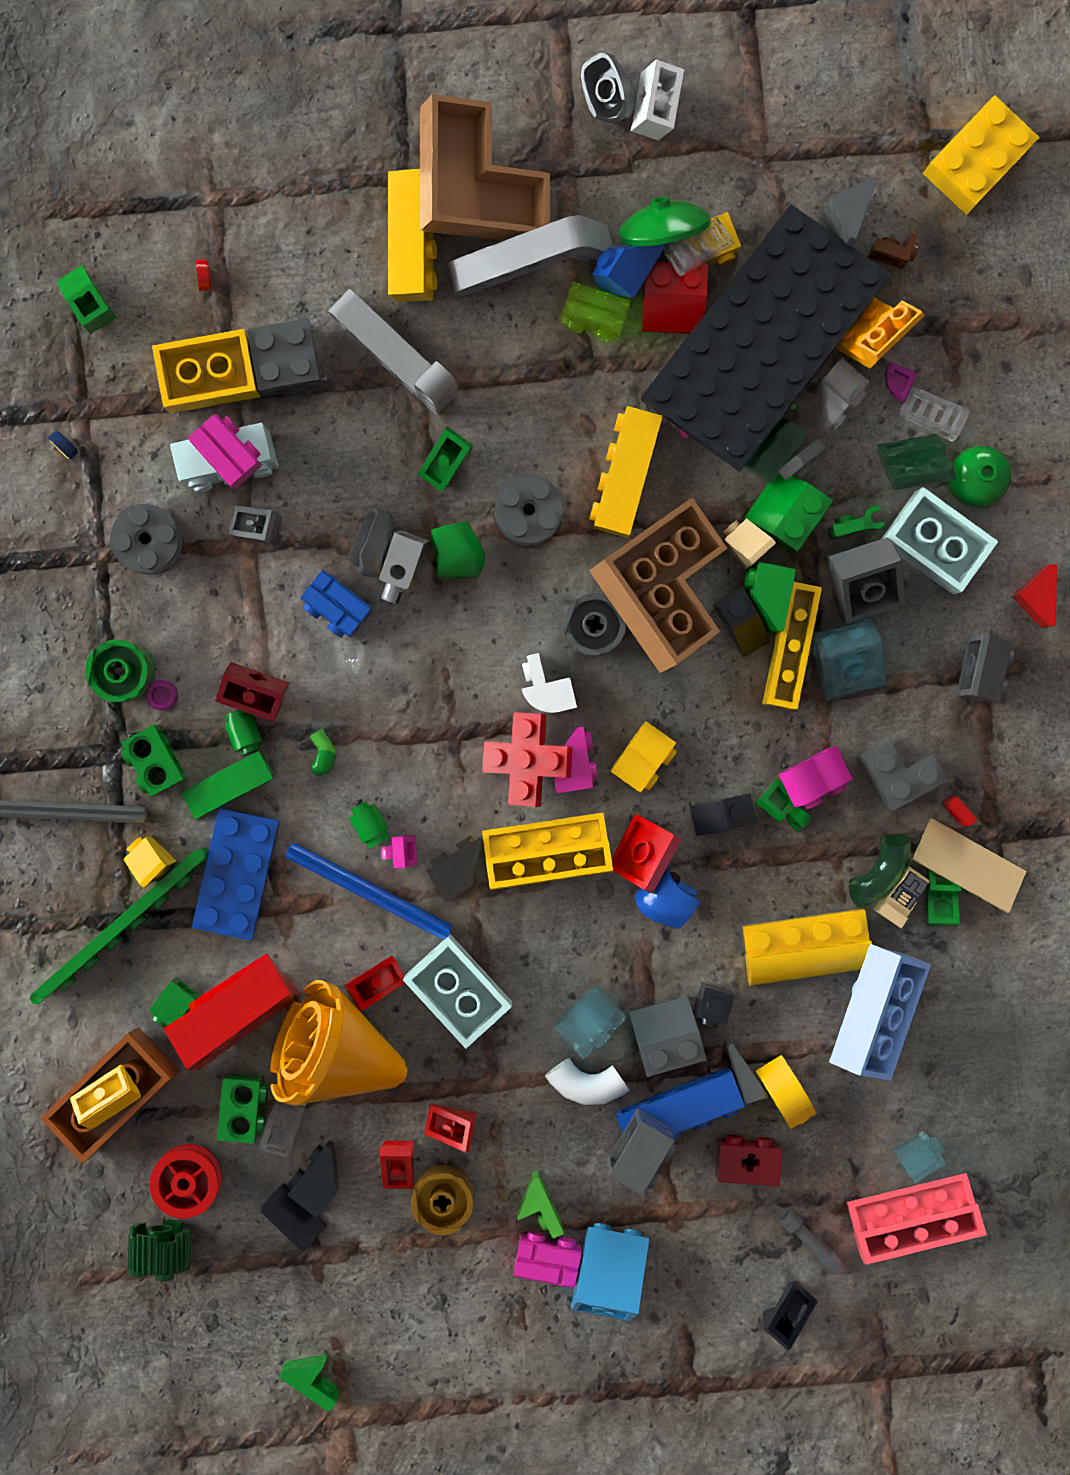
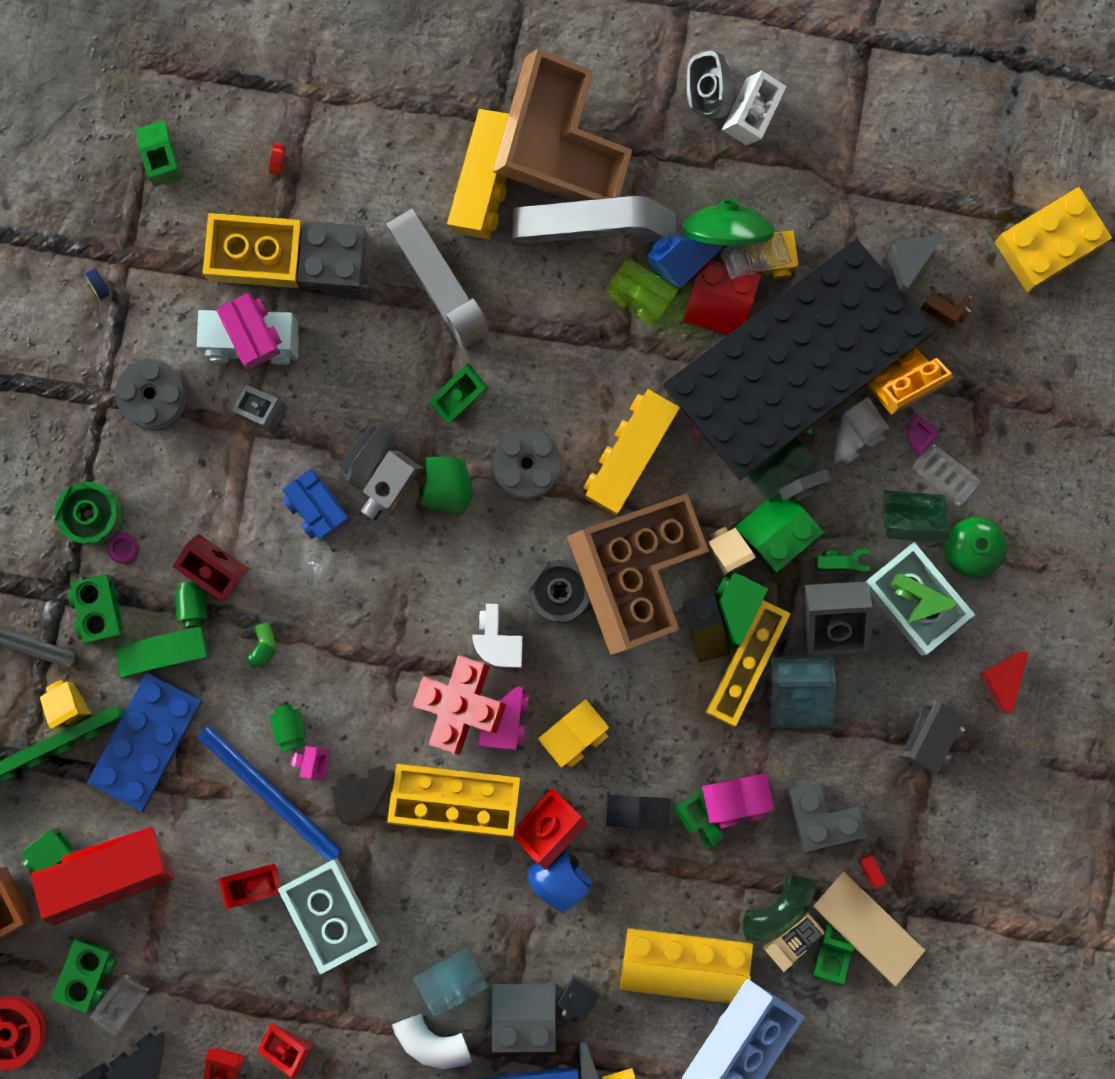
camera: 20 degrees right, 5 degrees down
(330, 1050) = (188, 941): light orange cone -> none
(951, 540) = (928, 600): none -> bright green slope

